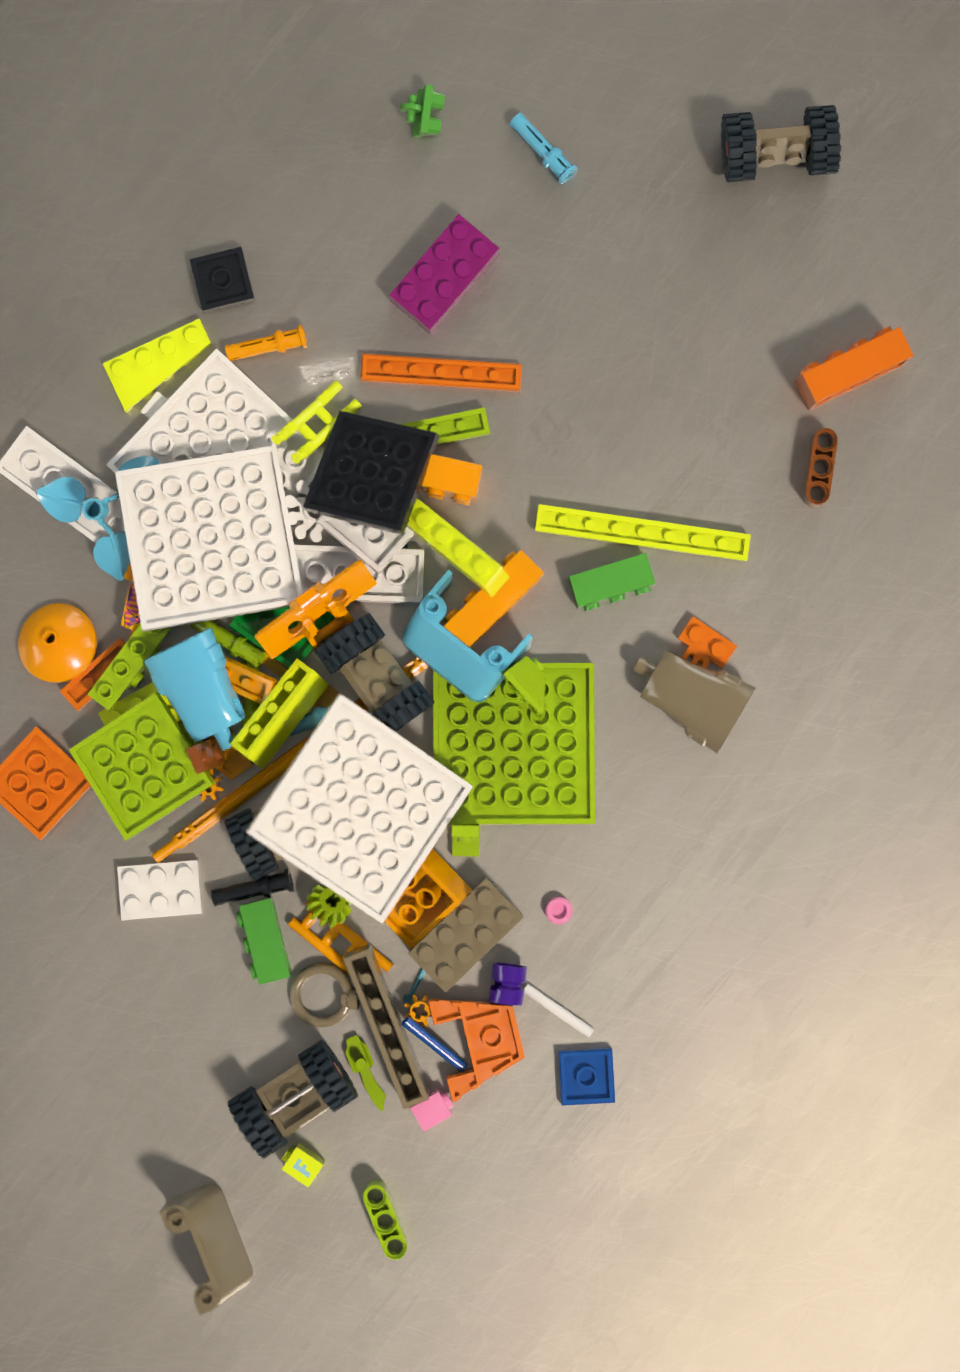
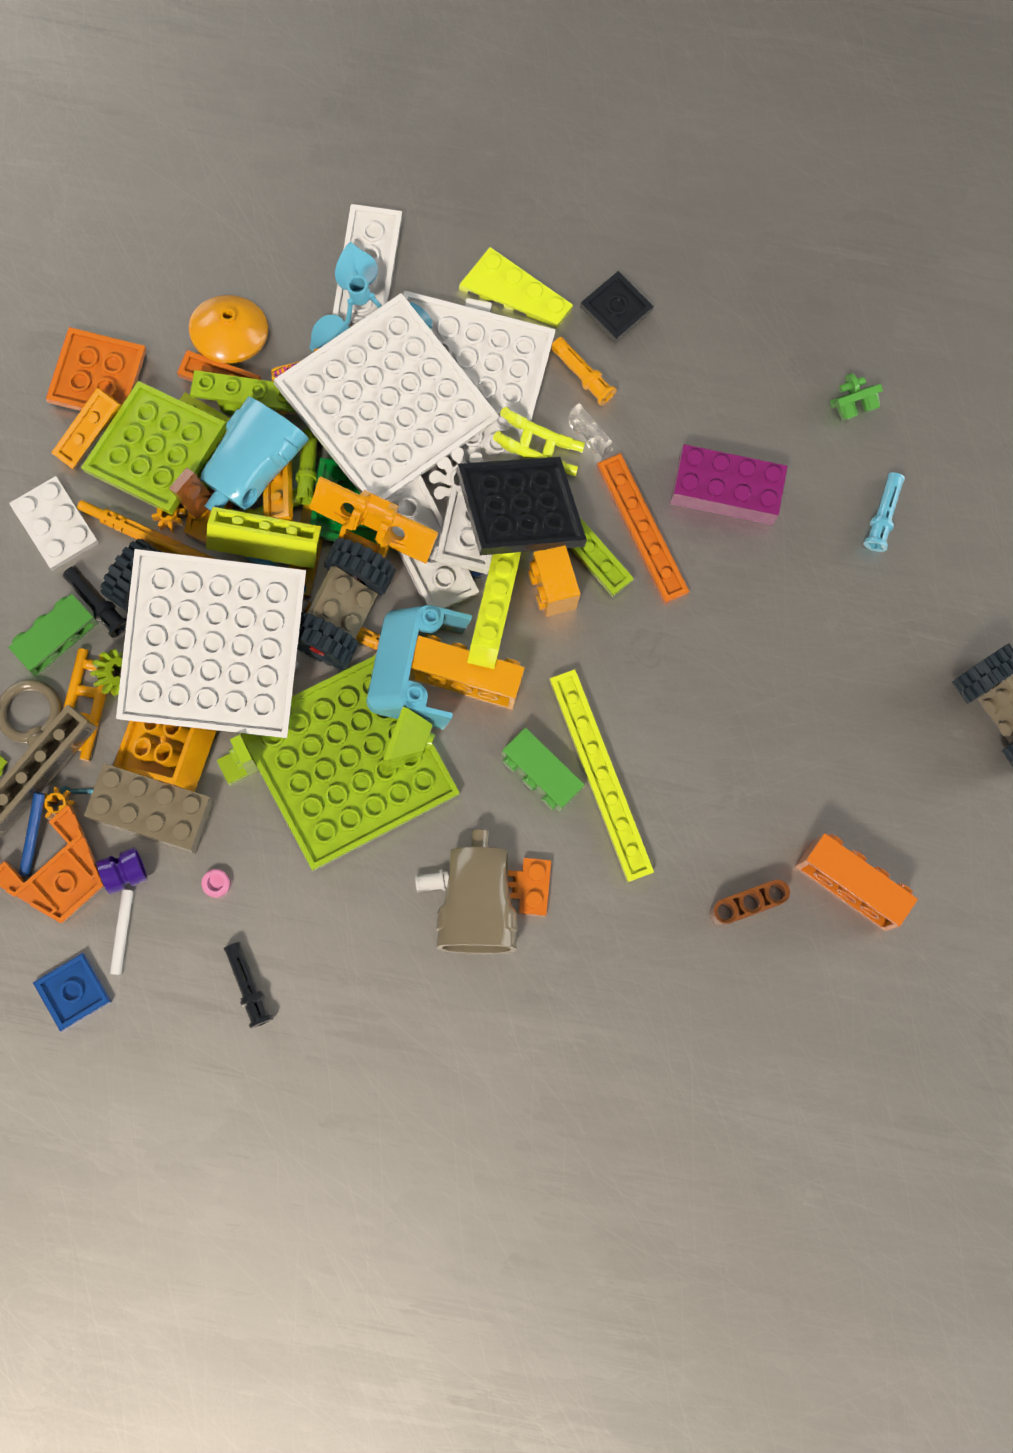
camera: 50 degrees right, 10 degrees down
(89, 818) = (86, 428): none -> light orange plate
(626, 924) = (249, 1001): none -> black pin
(656, 726) = (432, 881): none -> white pin

